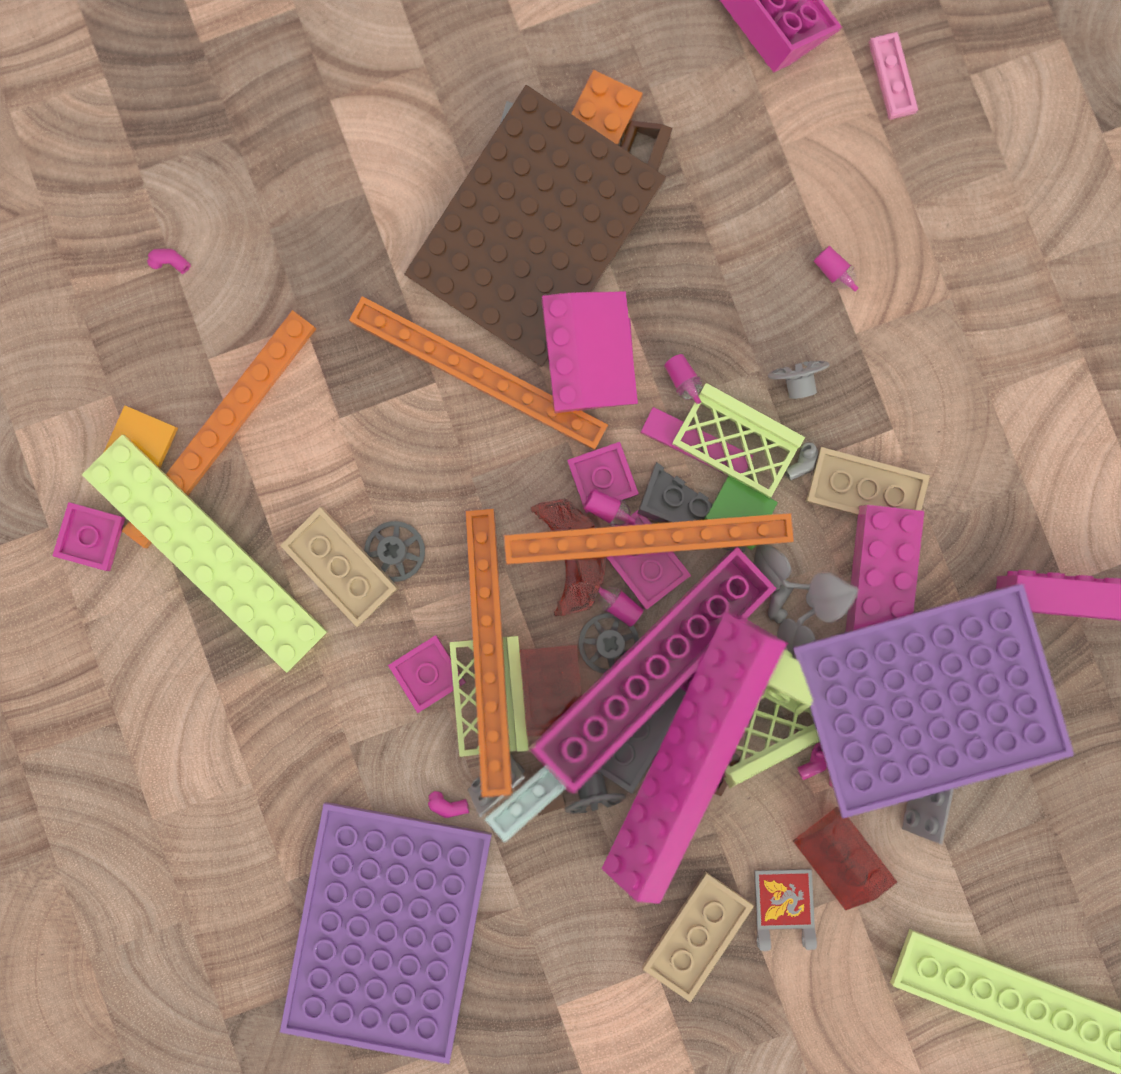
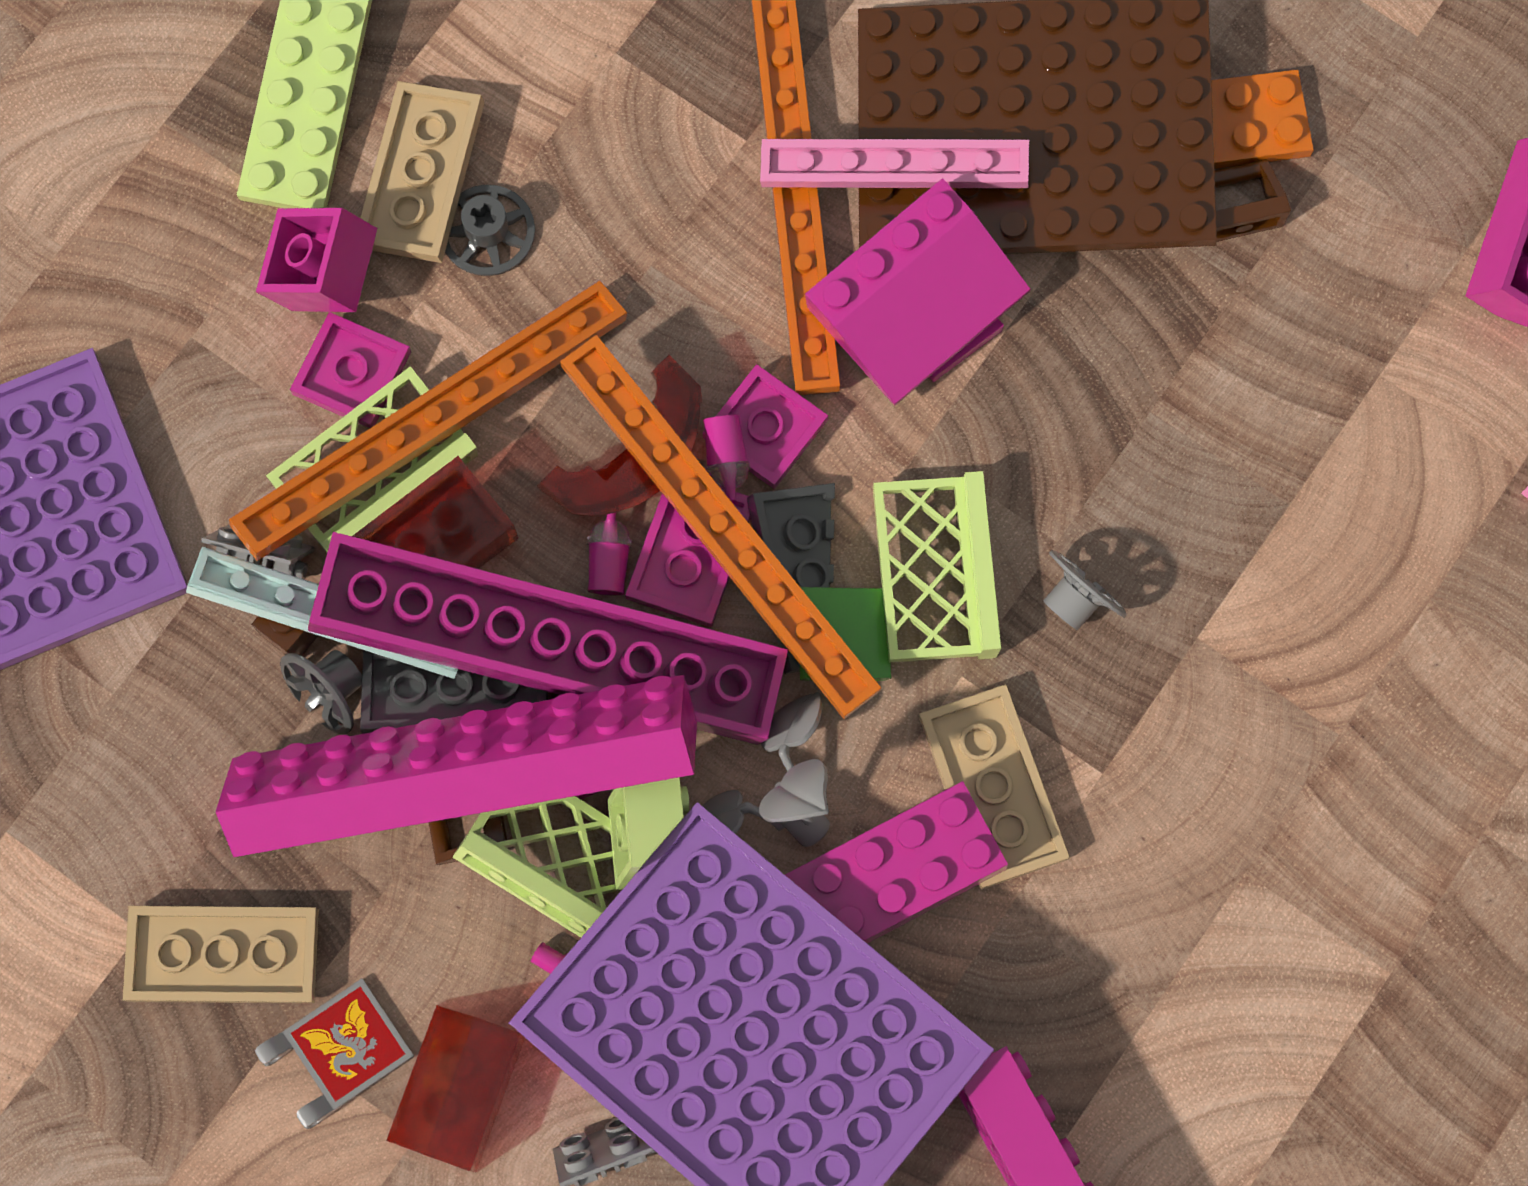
camera: 55 degrees right, 10 degrees down
(356, 654) = (316, 259): none -> dark pink brick
(444, 808) = (184, 508): dark pink arm -> none
(510, 314) = (894, 163): none -> bright pink plate
(608, 642) = (546, 566): dark grey wheel -> none
(665, 428) = (888, 460): dark pink tile -> none
(684, 378) = (972, 443): dark pink piece -> none
(777, 600) = (753, 764): light grey arm -> none
(806, 462) = (970, 681): light grey arm -> none
(836, 269) = (1263, 549): dark pink piece -> none

